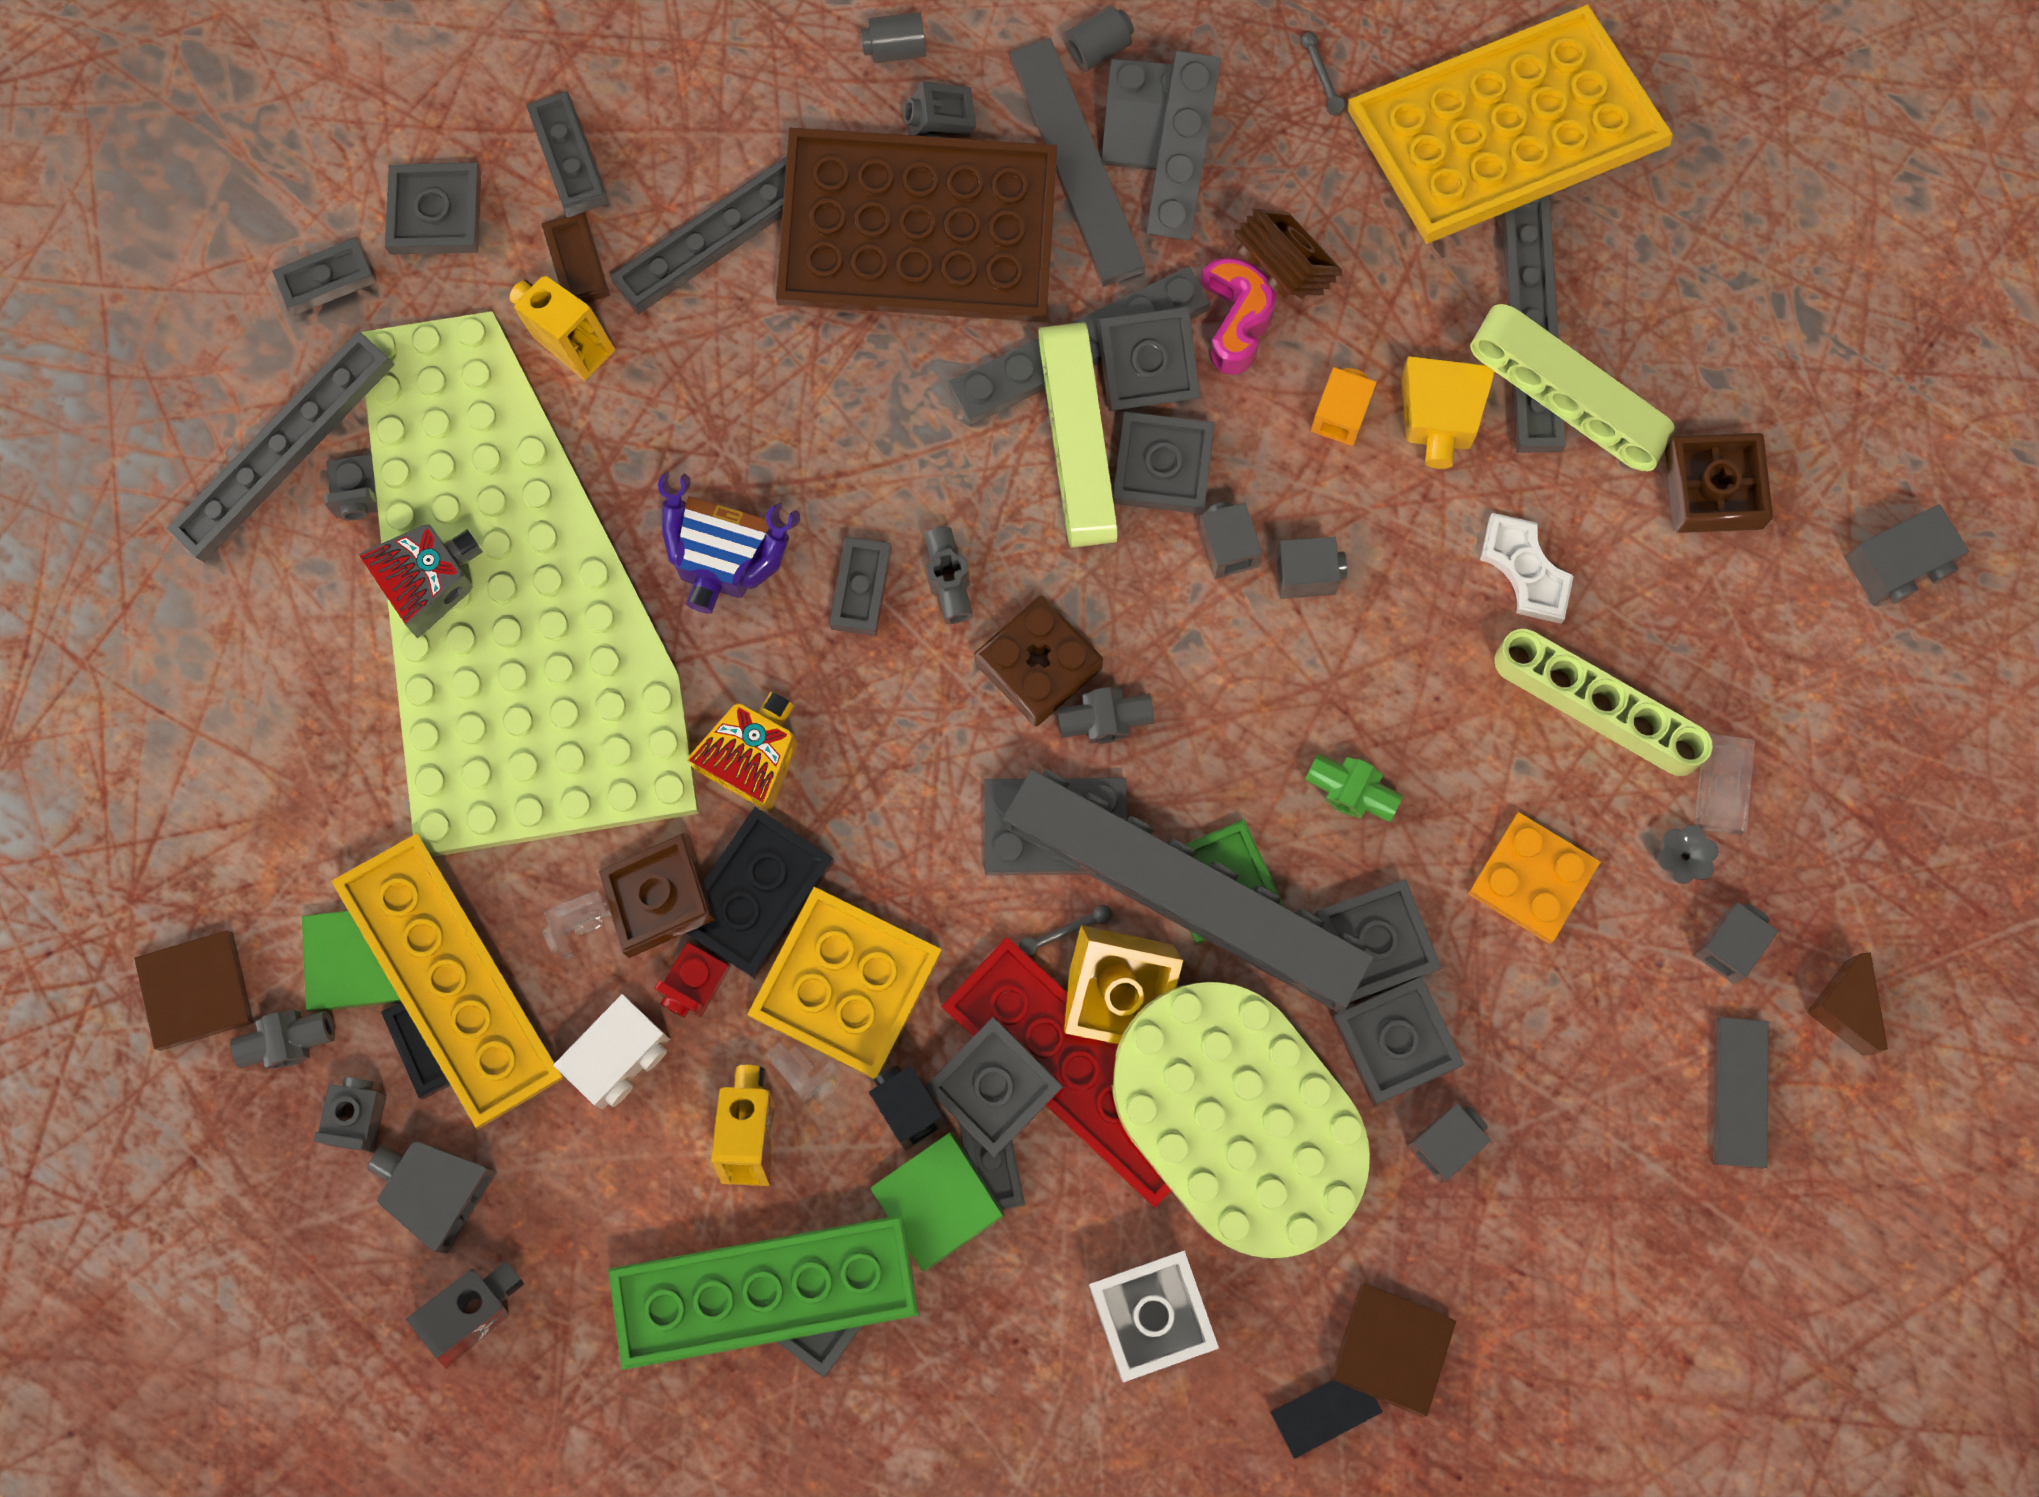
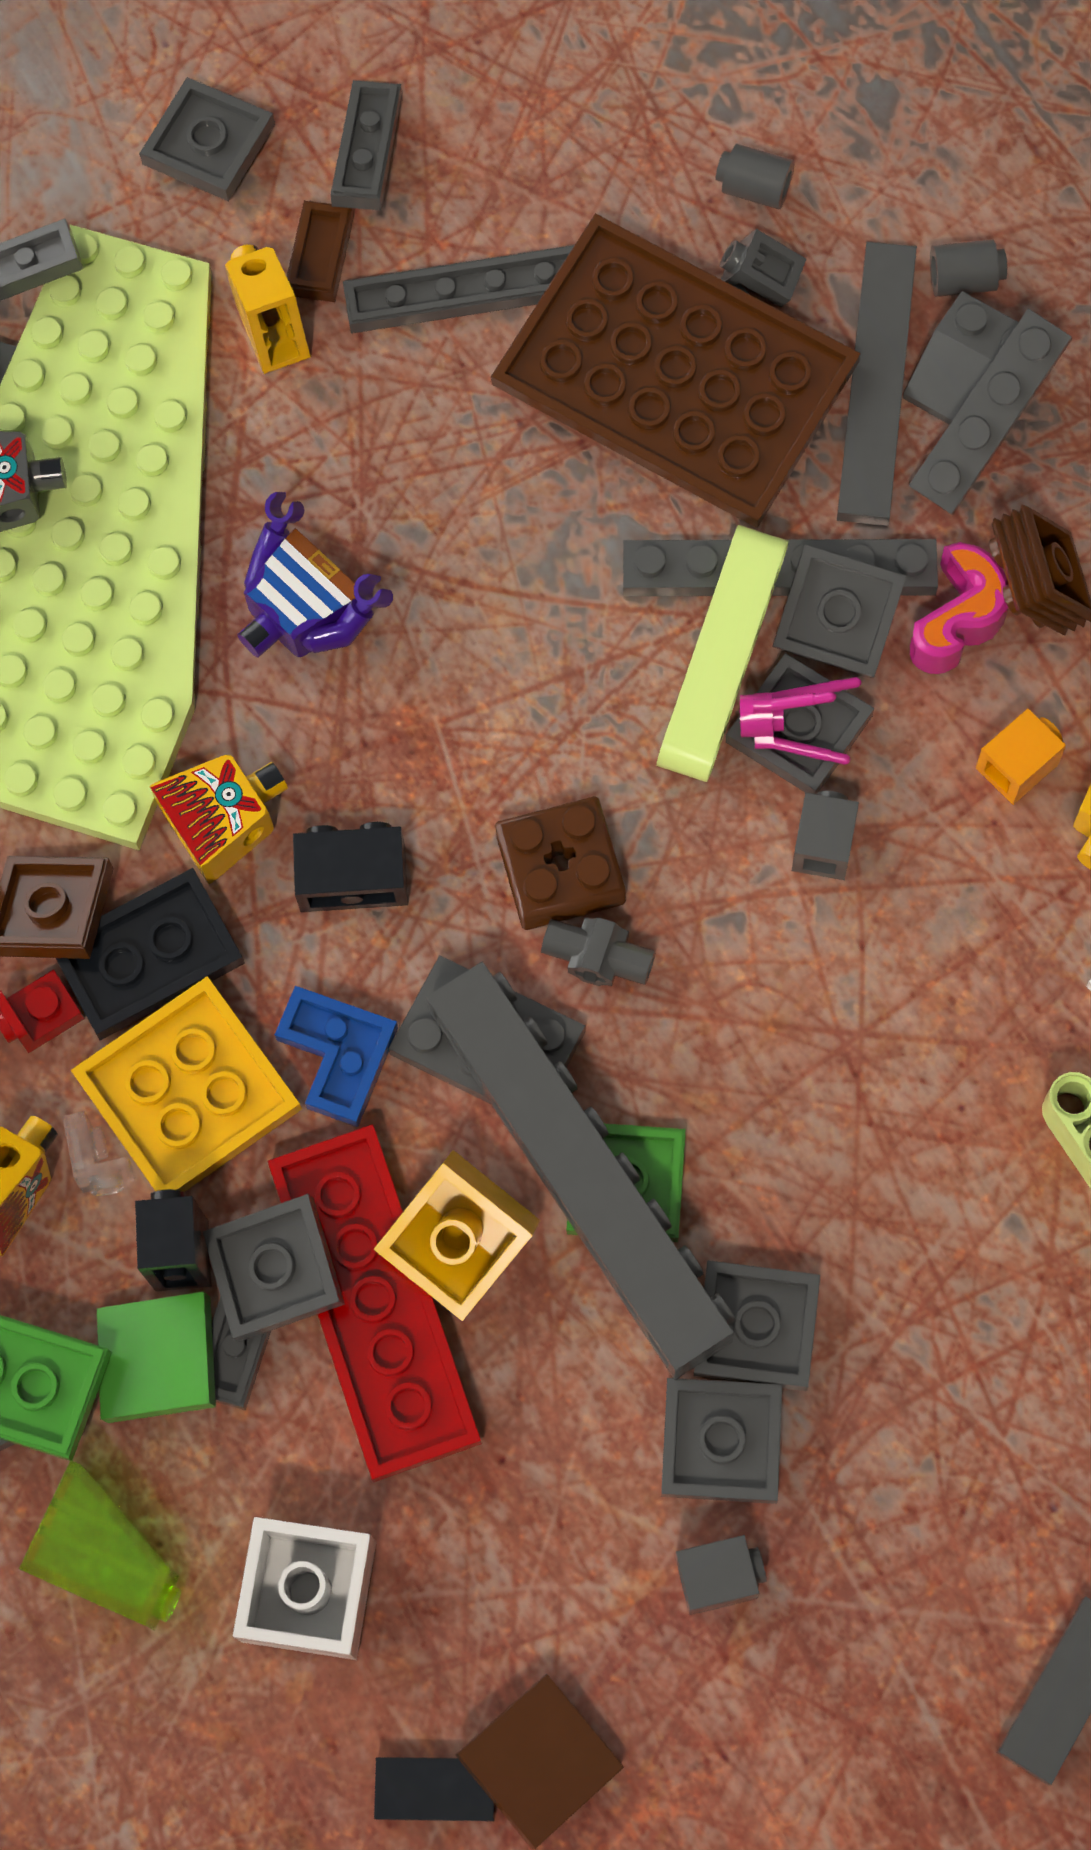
camera: 30 degrees right, 5 degrees down
(324, 276) = (67, 156): dark grey plate -> none
(860, 586) = (421, 701): dark grey plate -> none
(878, 744) = (350, 867): none -> black brick
(944, 556) = (510, 752): dark grey axle -> none
(954, 882) = (352, 1050): none -> blue plate
(980, 1374) = (100, 1553): none -> clear neon green slope
(1030, 946) = (394, 1150): dark grey hinge -> none
(1137, 465) = (764, 714): none -> dark pink plant
(1241, 1119) = (508, 1435): yellowish green plate -> none
(1310, 567) = (894, 904): dark grey brick -> none
(1354, 787) = (818, 1154): bright green axle -> none
(1534, 878) = (962, 1346): light orange plate -> none

